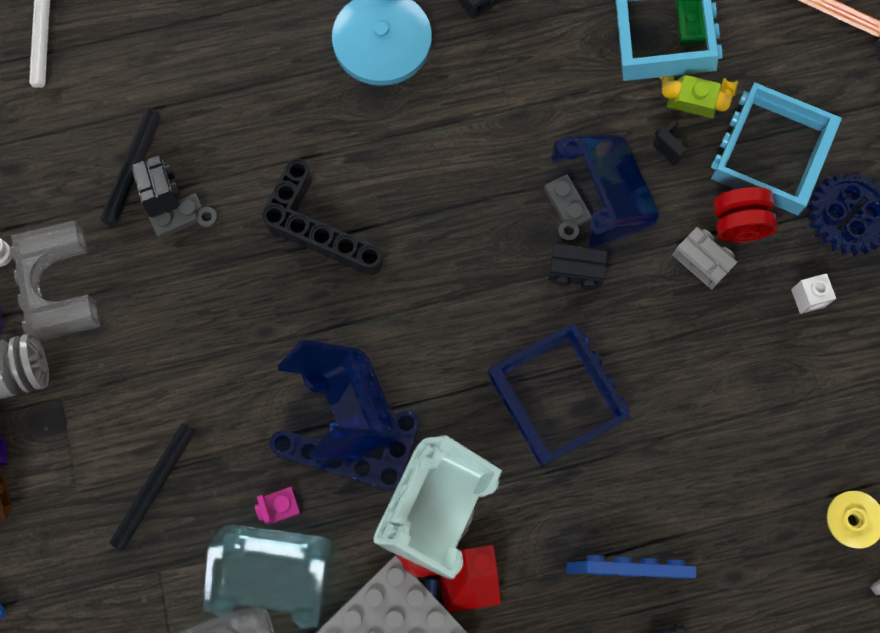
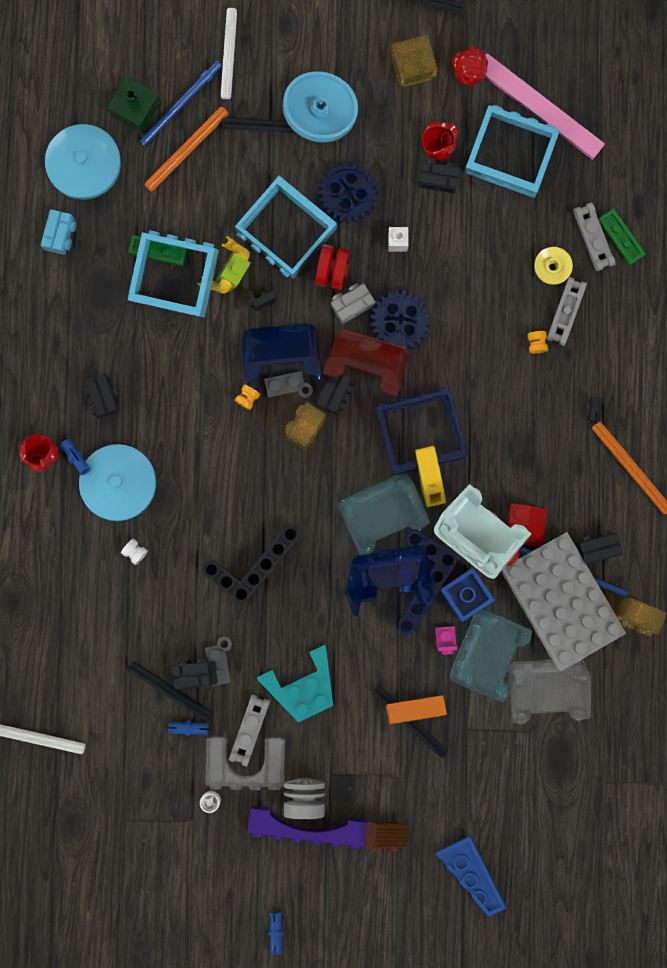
camera: 75 degrees left, 10 degrees up
(86, 200) = (188, 728): none -> blue pin
(99, 276) = (249, 730): none -> light grey plate
(161, 338) = (307, 694): none -> teal wing
(169, 489) = (416, 709): none -> orange tile
(298, 77) = (134, 551): none -> white wheel
(345, 516) = (467, 595): none -> blue brick
(431, 369) = (382, 512): none -> clear light blue windscreen
(499, 418) = (430, 476): none -> yellow slope
(519, 236) = (305, 426): none -> clear yellow brick
(536, 158) = (247, 397): none -> light orange wheel
(624, 567) = (547, 421): blue wing -> none
(642, 311) = (368, 355): none -> clear red windscreen
(727, 324) = (401, 303): none -> clear blue gear
(737, 526) = (537, 342): none -> light orange wheel
(796, 557) = (566, 311): none -> light grey plate

